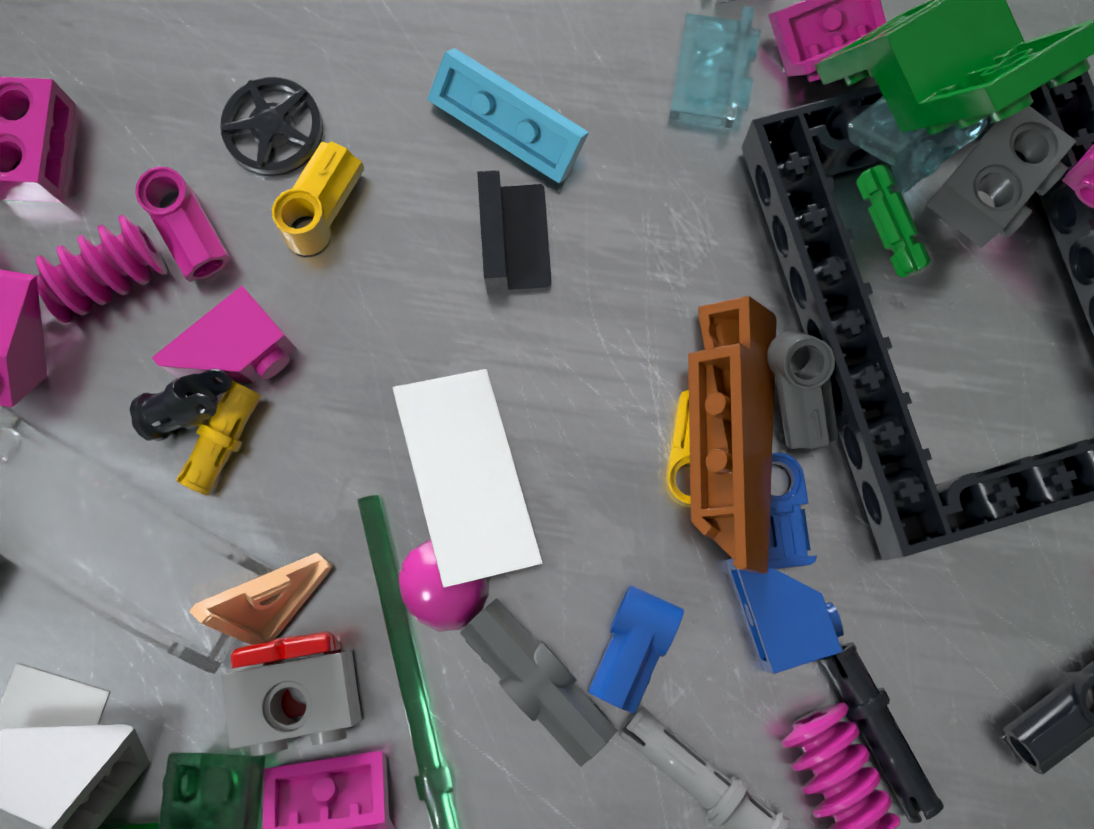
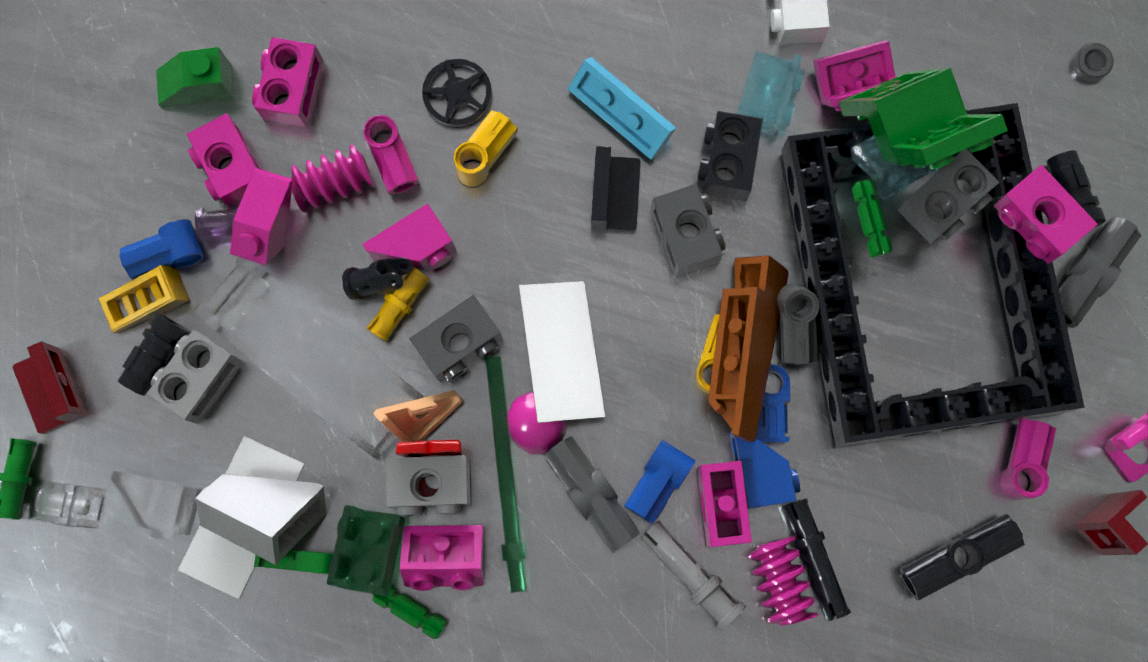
camera: 10 degrees right, 0 degrees up
(277, 485) = (465, 318): none -> dark grey brick
(625, 242) = (686, 252): none -> dark grey brick
(680, 163) = (736, 157): none -> black brick
(737, 673) = (724, 504): none -> dark pink brick

